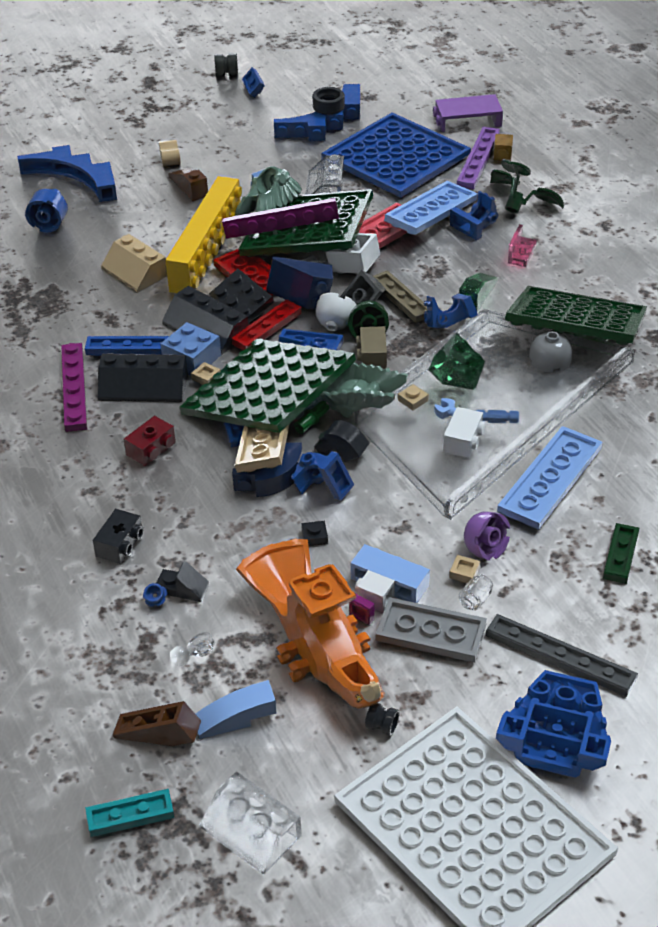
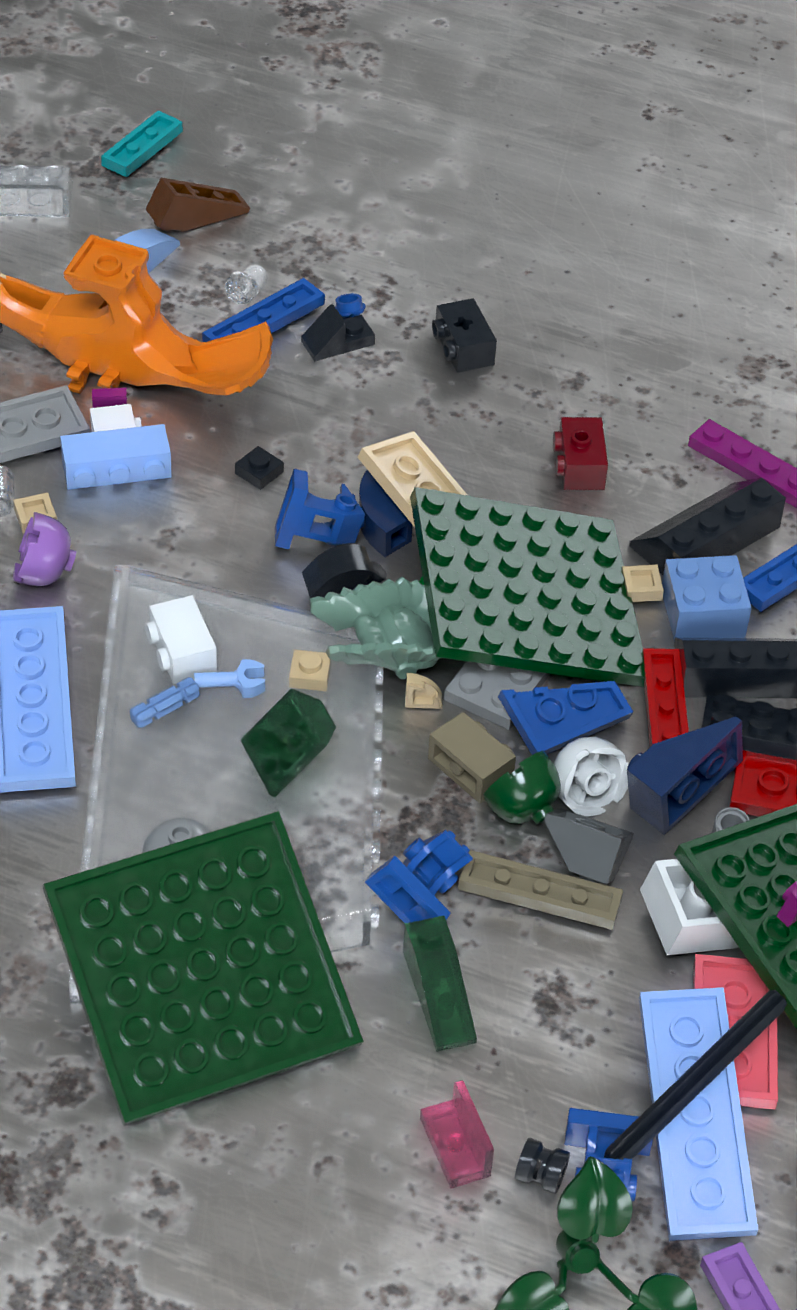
camera: 135 degrees right, 5 degrees up
(210, 617) = (276, 310): none -> blue plate
(426, 201) = (697, 1077): none -> black axle
(501, 227) = (551, 1169): none -> black wheel

